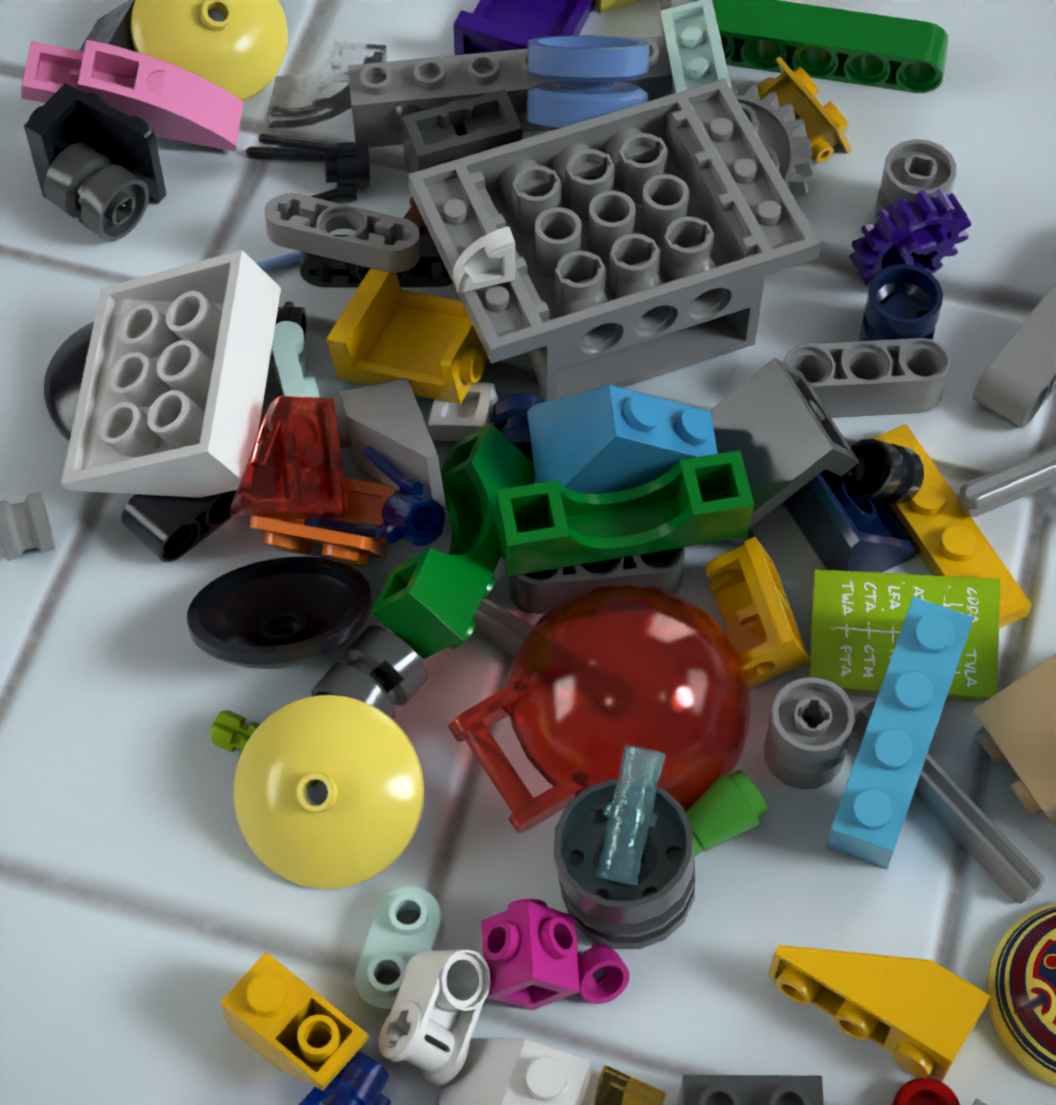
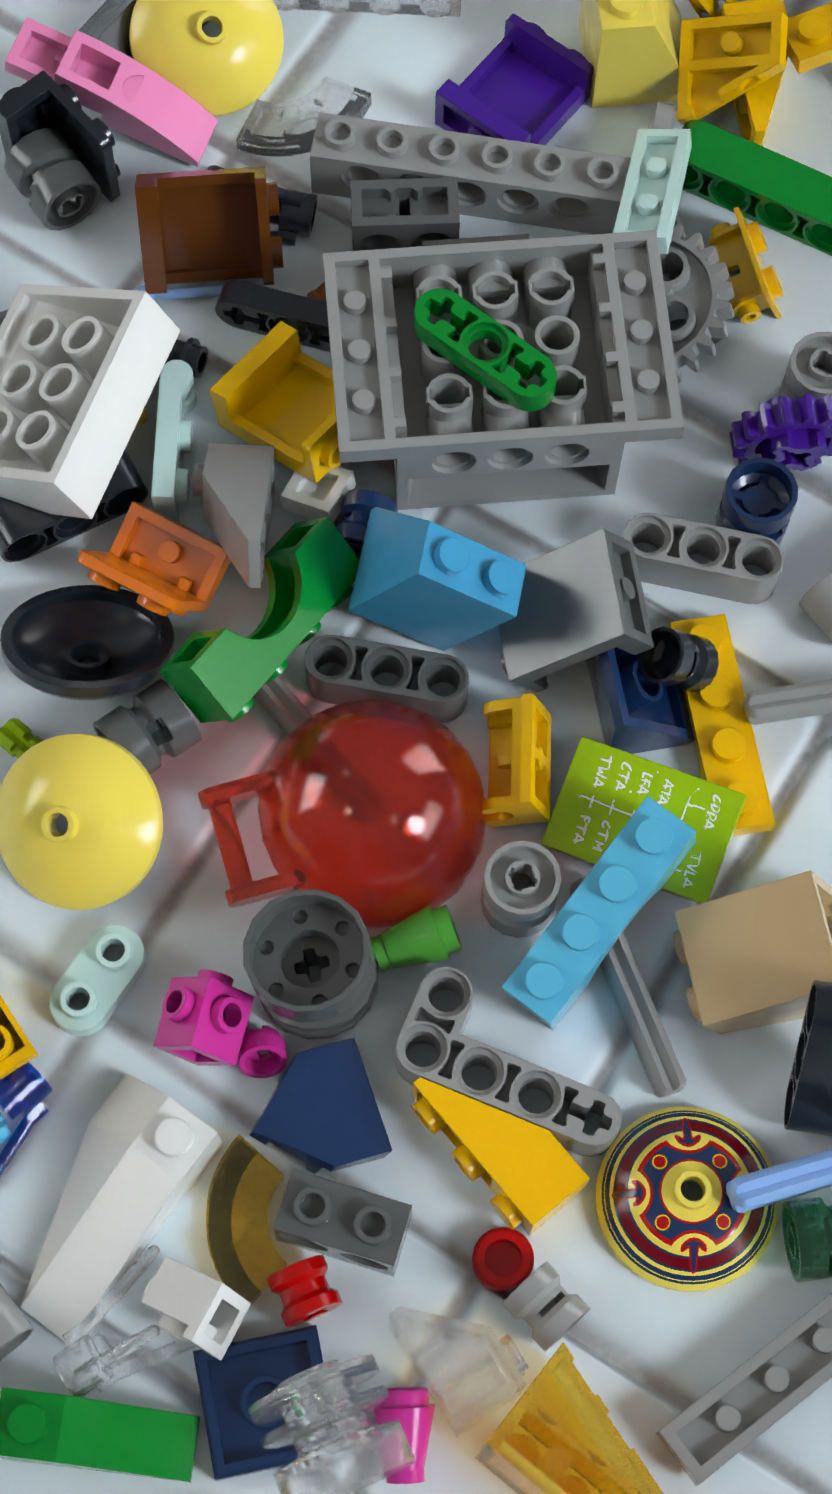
camera: 15 degrees right, 10 degrees up
(243, 178) = (207, 226): none -> reddish brown panel
(294, 464) = (138, 507): clear red wing -> none
(378, 243) = (268, 305): light grey beam -> none
(404, 514) = (221, 584): clear blue plant -> none
(436, 1013) = (103, 1050): white piece -> none
(486, 262) = (359, 366): white tile -> none
(585, 77) = (529, 190): medium blue wheel -> none
(592, 198) = (488, 372): none -> green beam
(630, 815) = (318, 928): clear light blue pin -> none
(686, 1013) = (325, 1110): none -> dark blue slope
(688, 506) = (467, 648): green arch -> none
(861, 916) = (511, 1073): none -> light grey beam

